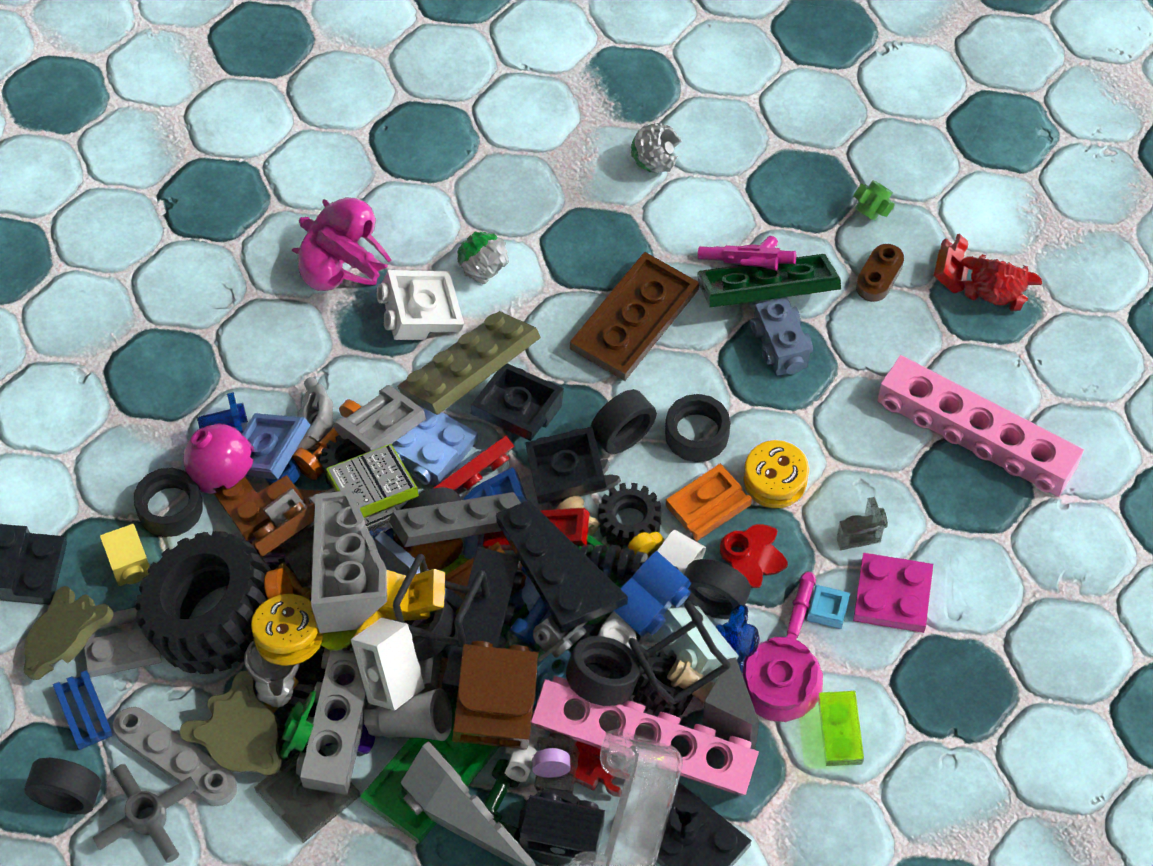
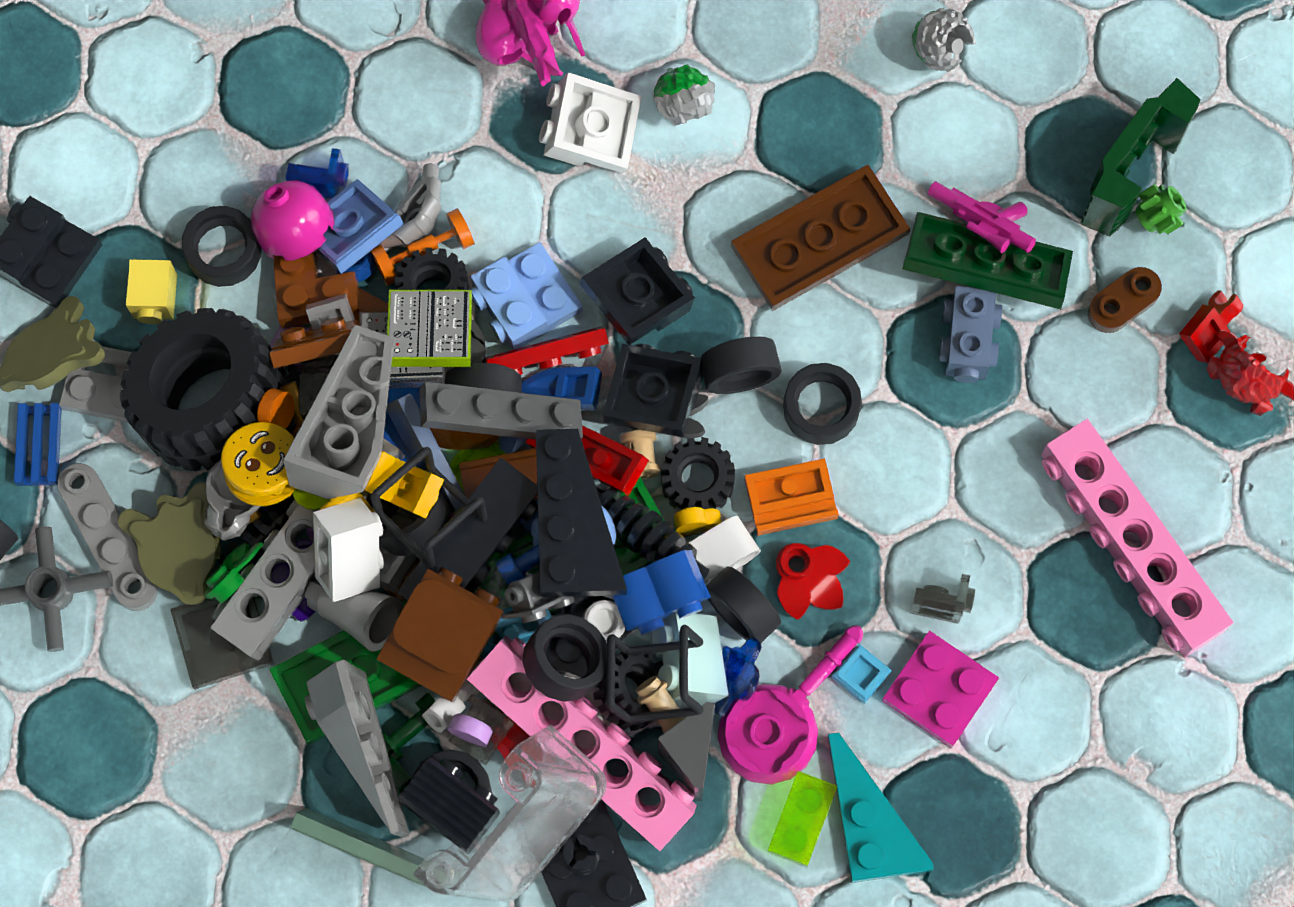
camera: 25 degrees right, 15 degrees up
(381, 420) = (478, 262): light grey plate -> none
(468, 362) = (609, 219): olive plate -> none
(776, 474) = (880, 496): yellow head -> none
(842, 145) = (1158, 120): none -> dark green plate
(899, 716) = (873, 832): none -> teal wing

